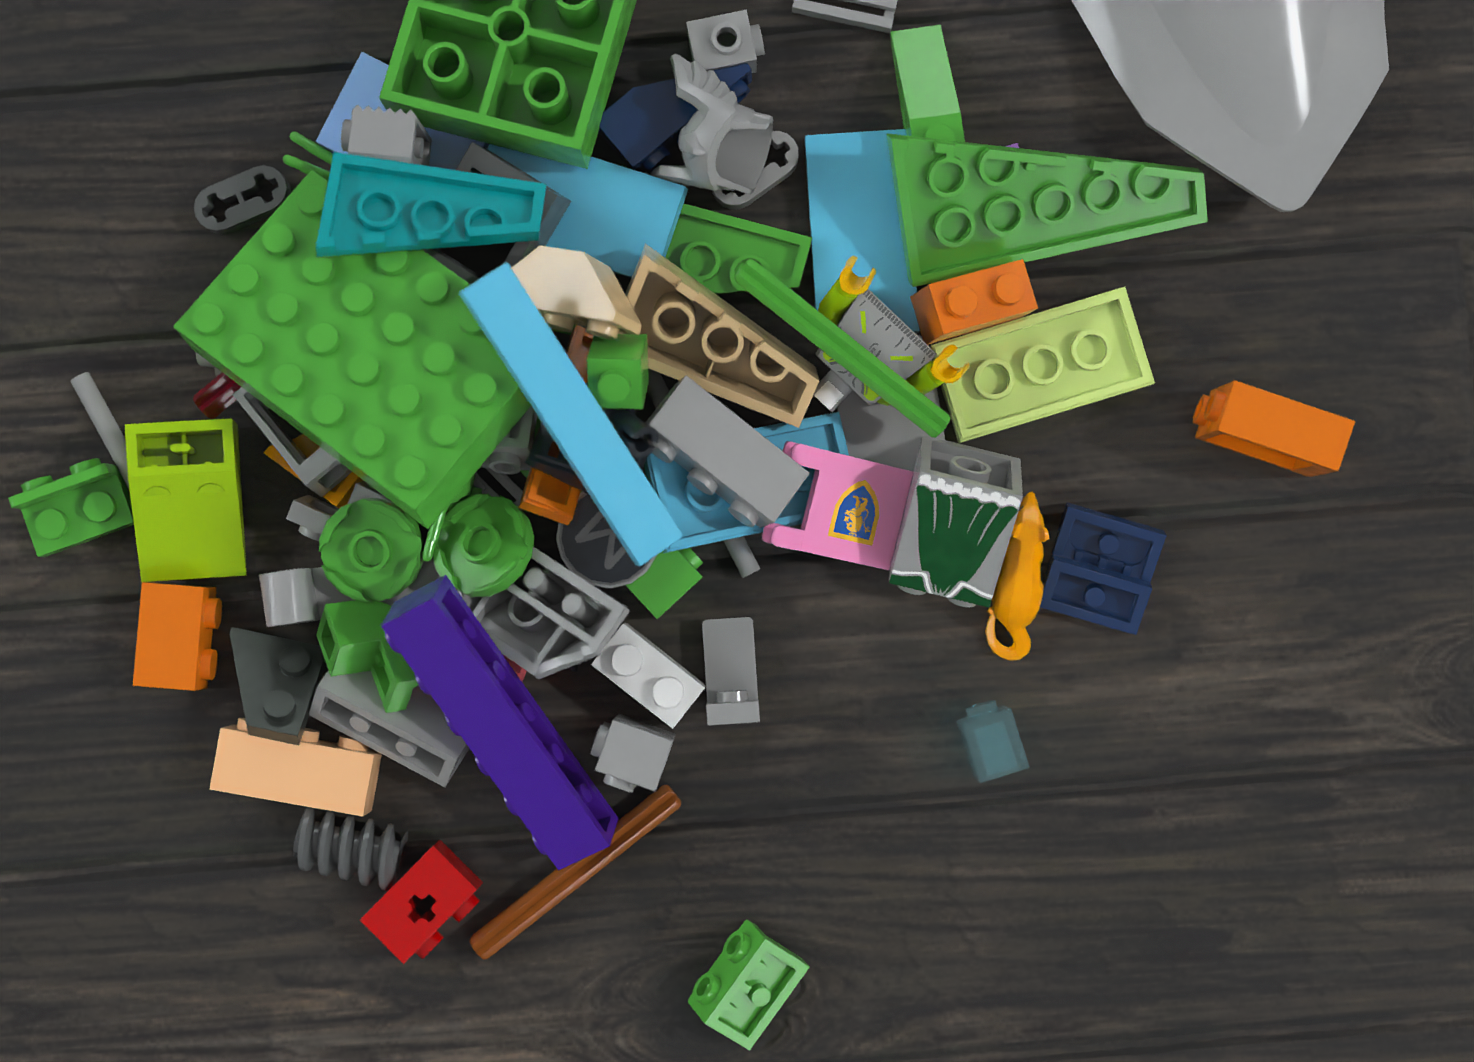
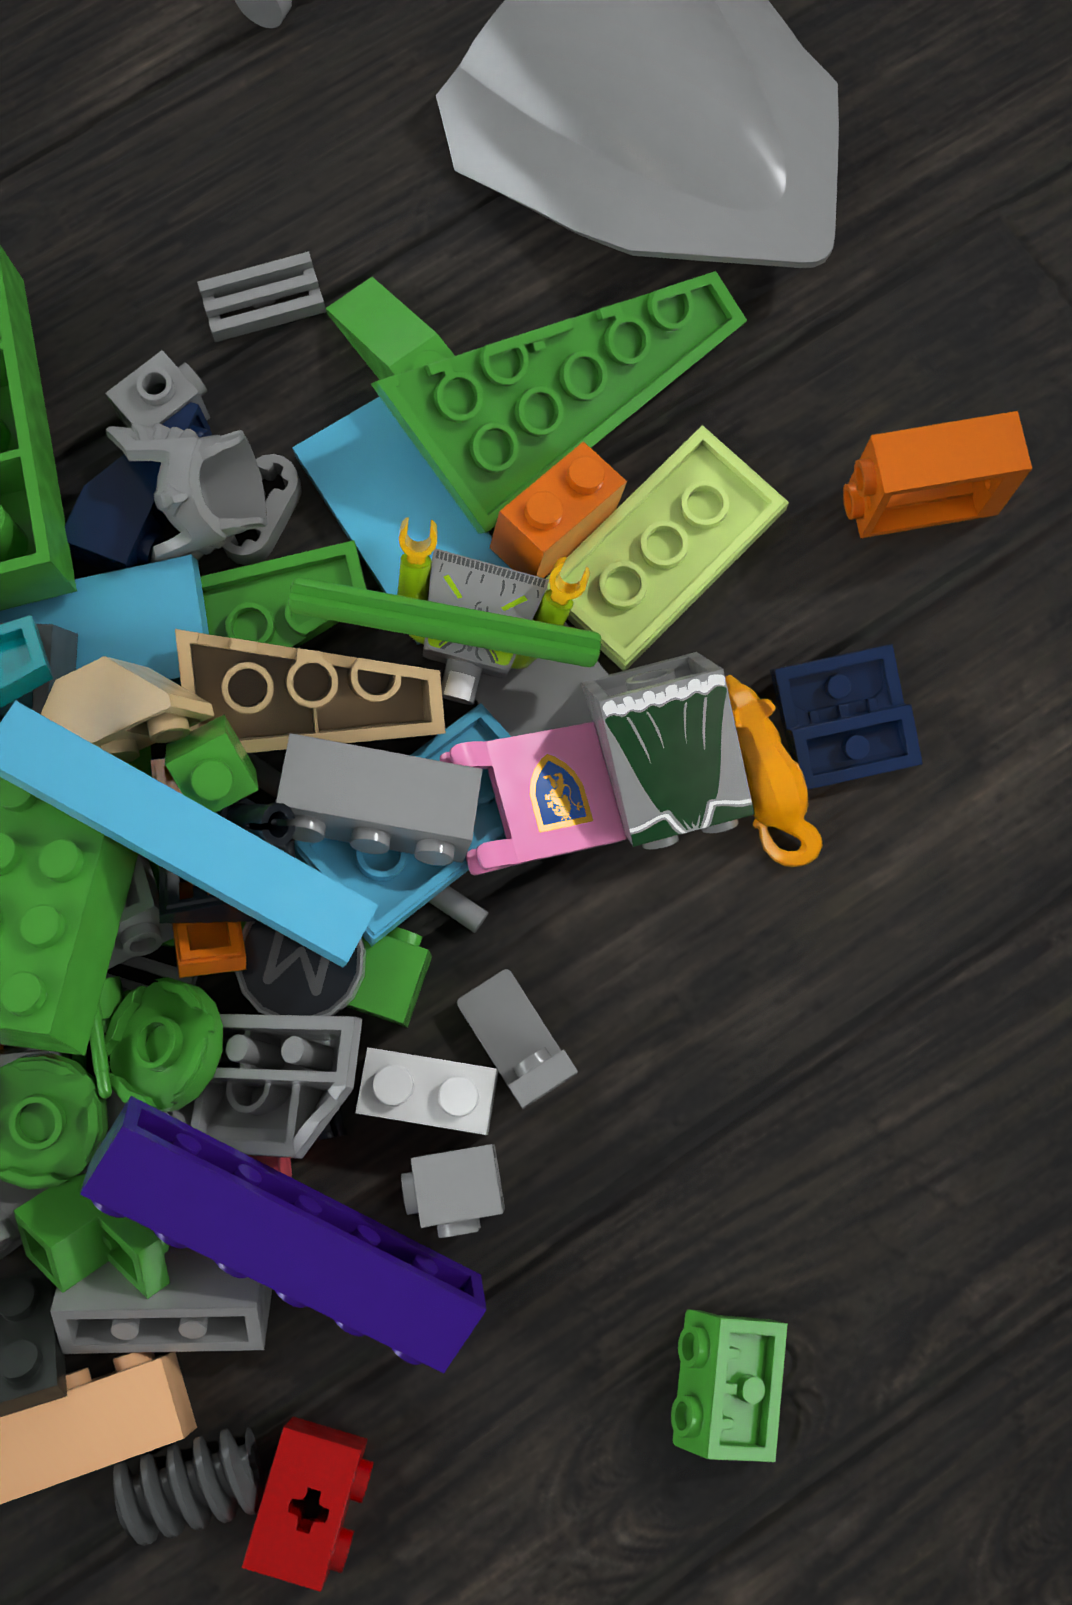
camera: 30 degrees left, 10 degrees down
(565, 881) = (463, 1373): dark orange axle -> none
(992, 741) = (840, 958): clear light blue brick -> none

